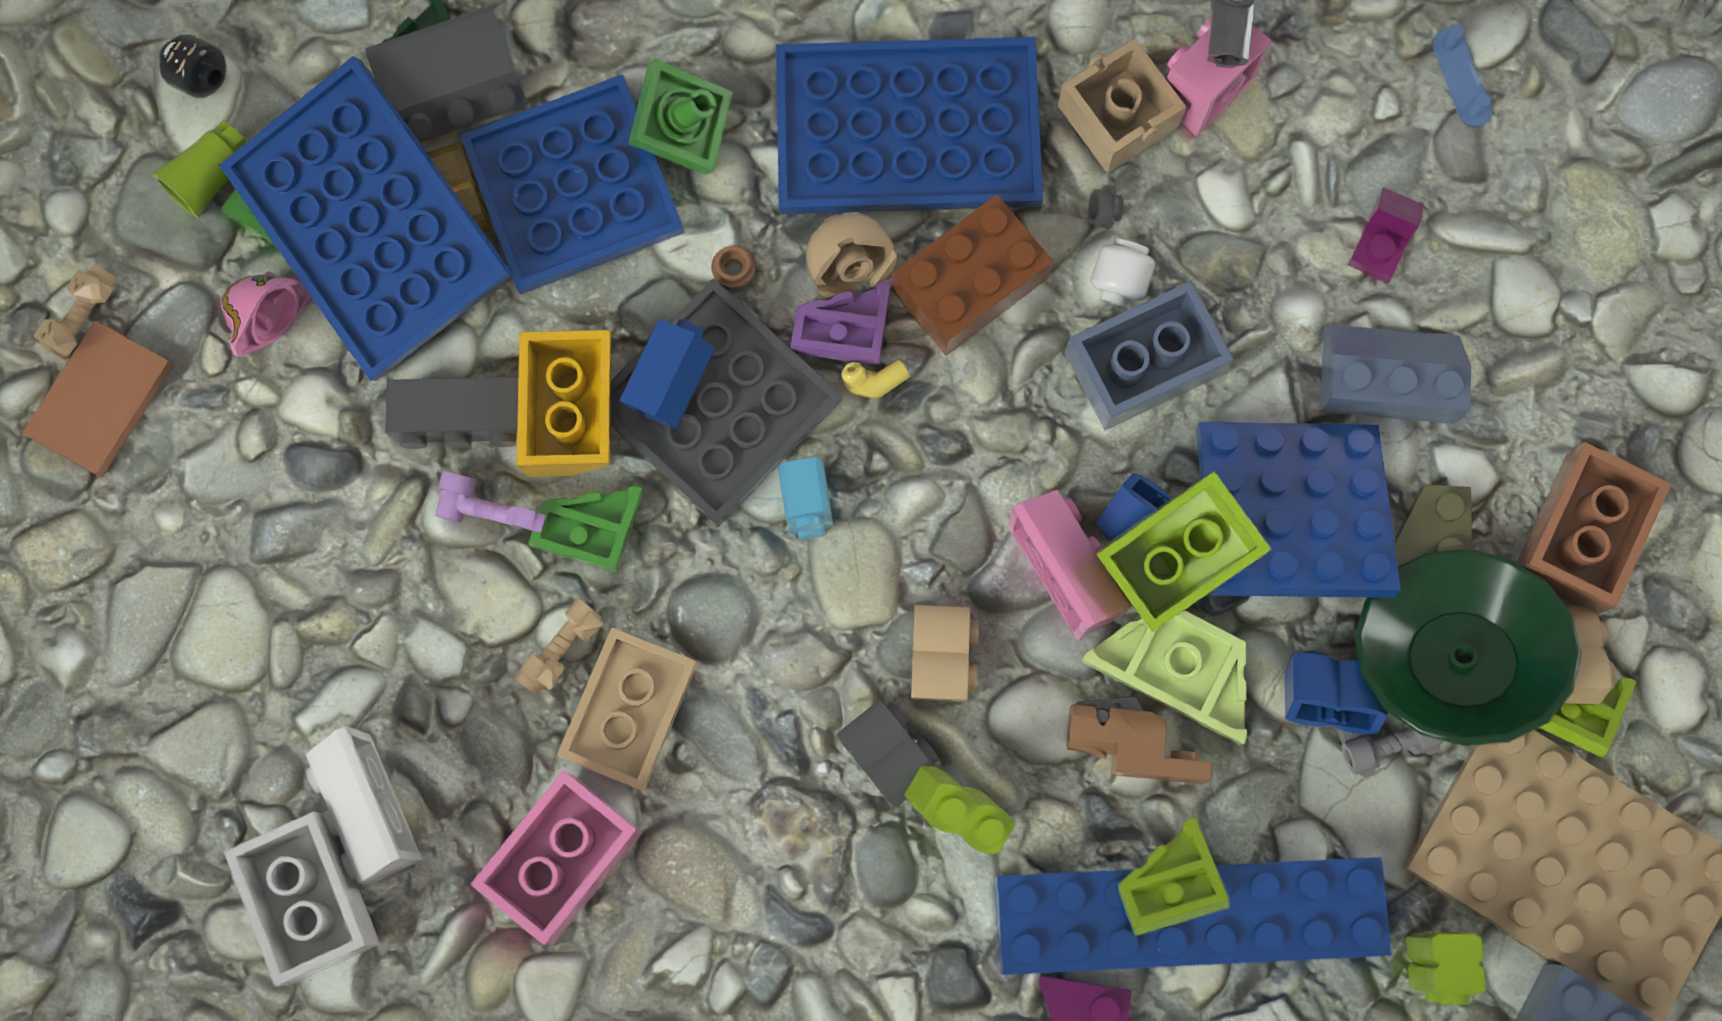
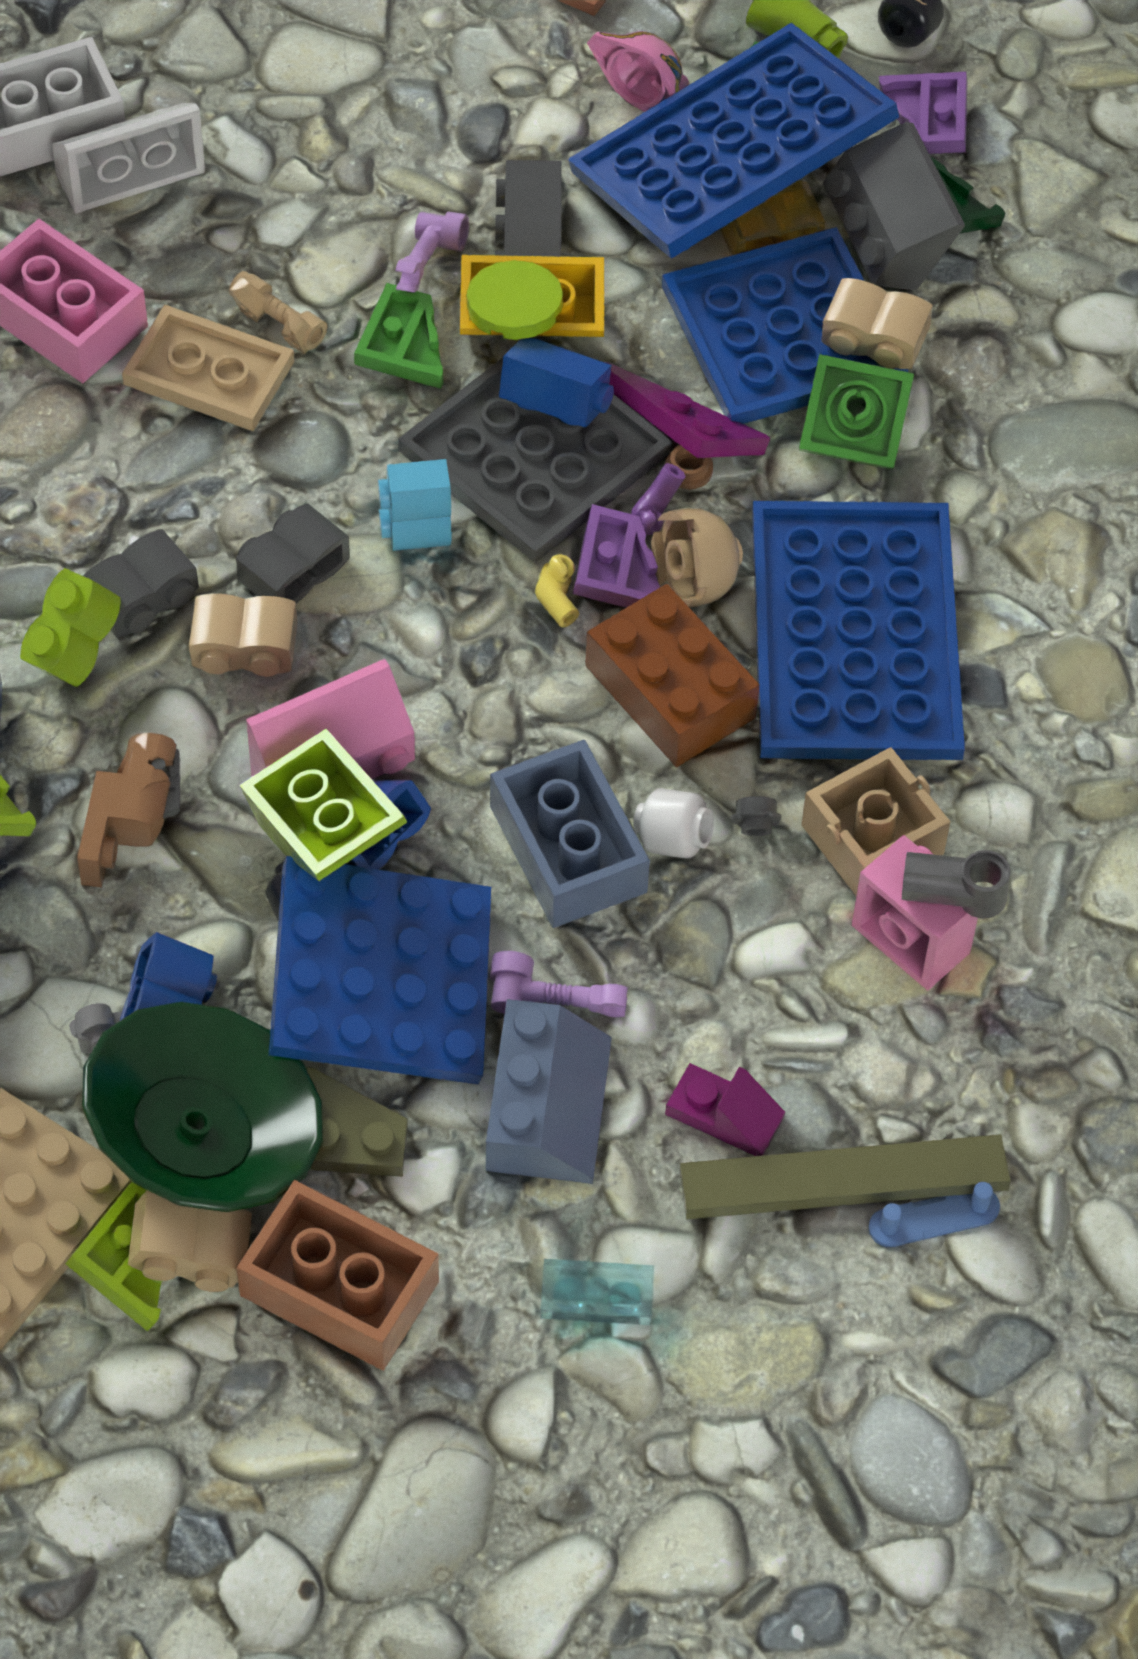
camera: 85 degrees right, 20 degrees down
(308, 52) = (934, 105): none -> medium lavender wing
(582, 408) = (514, 299): none -> lime tile
(589, 94) = (876, 323): none -> tan brick
(685, 268) = (685, 421): none -> magenta wing
(771, 295) = (657, 497): none -> medium lavender arm
(852, 614) = (293, 556): none -> dark grey brick
(1183, 667) = (208, 862): yellowish green wing -> none
(1287, 402) = (513, 980): none -> lavender brick
(1441, 142) = (843, 1176): none -> olive tile
(1568, 328) = (597, 1292): none -> clear light blue plate

